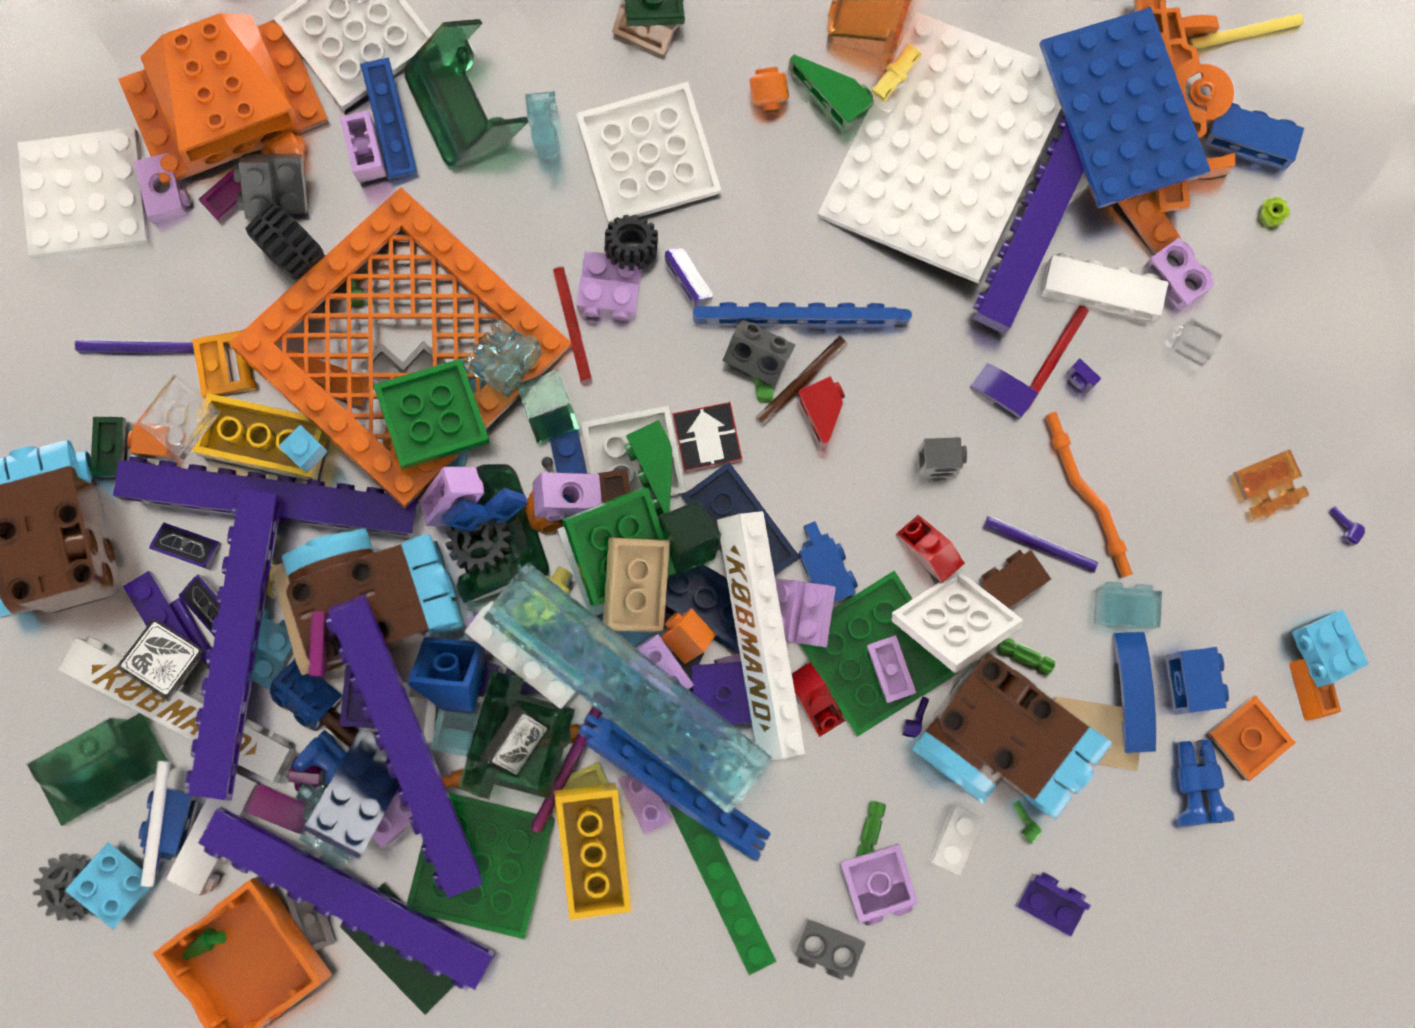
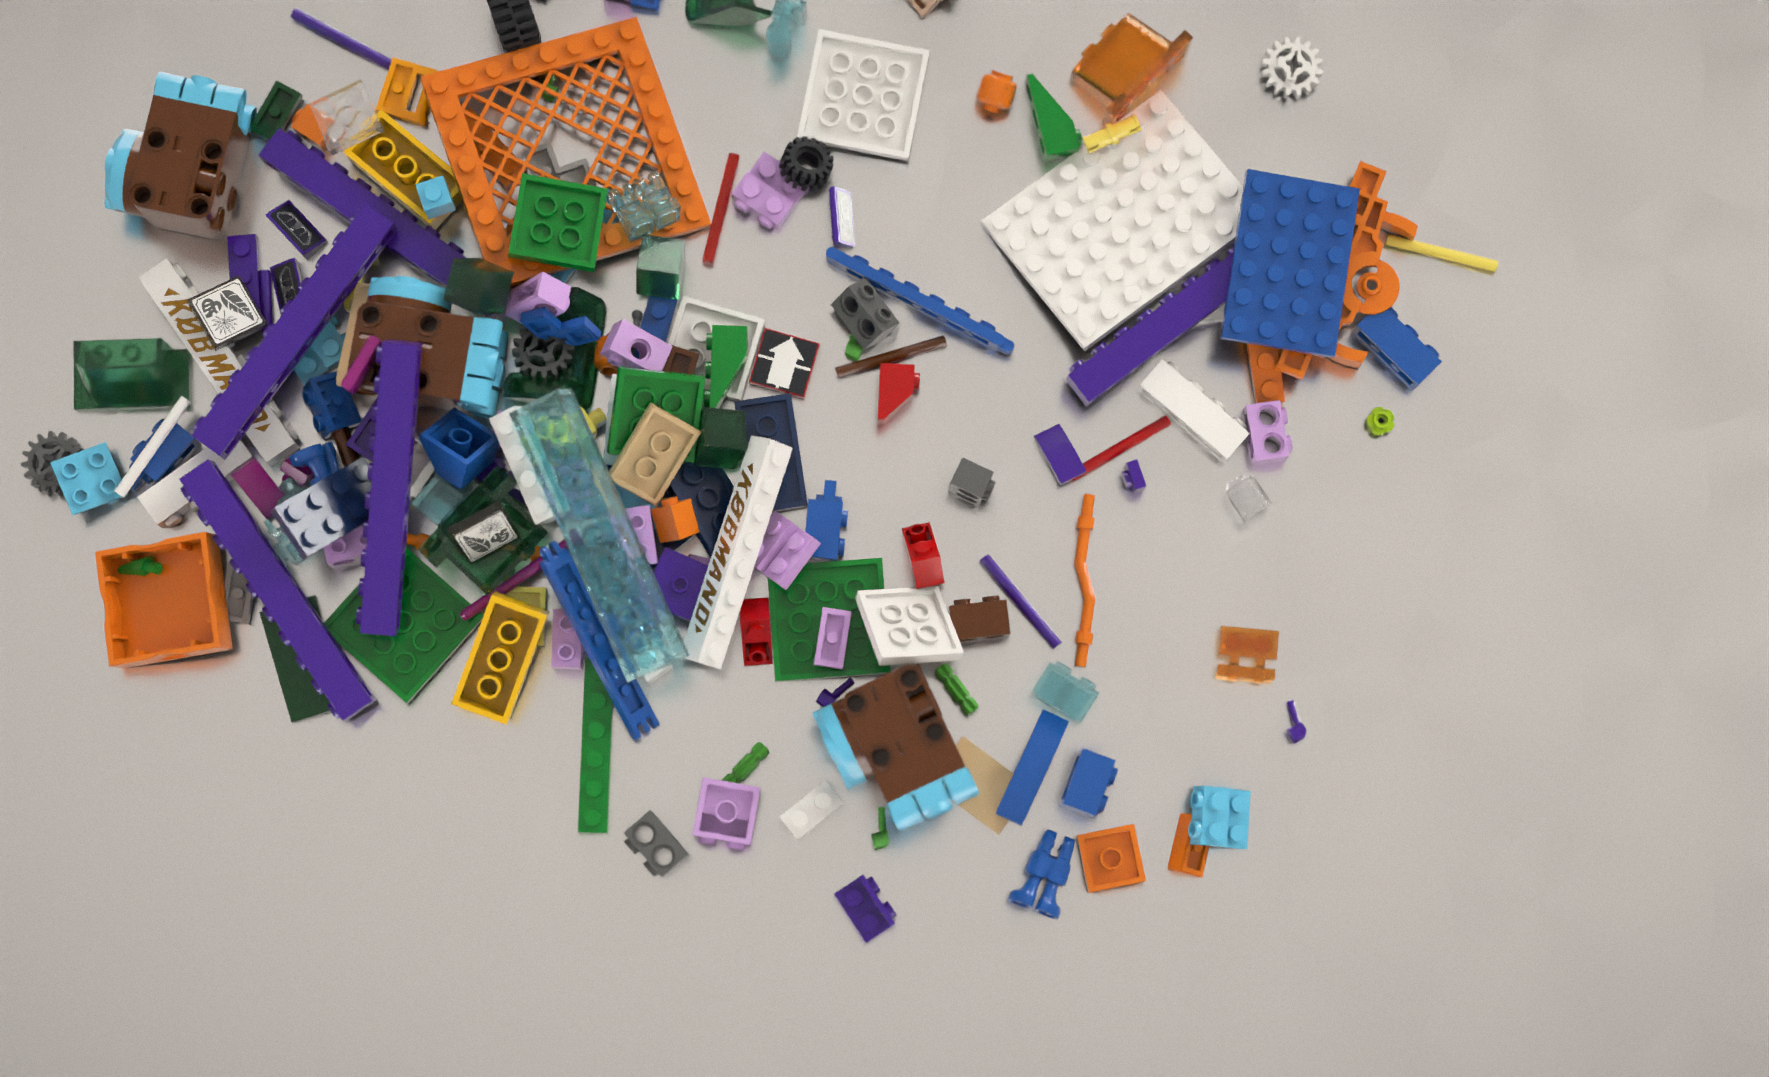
camera: 25 degrees right, 0 degrees up
(388, 511) = (478, 285): none -> clear green head

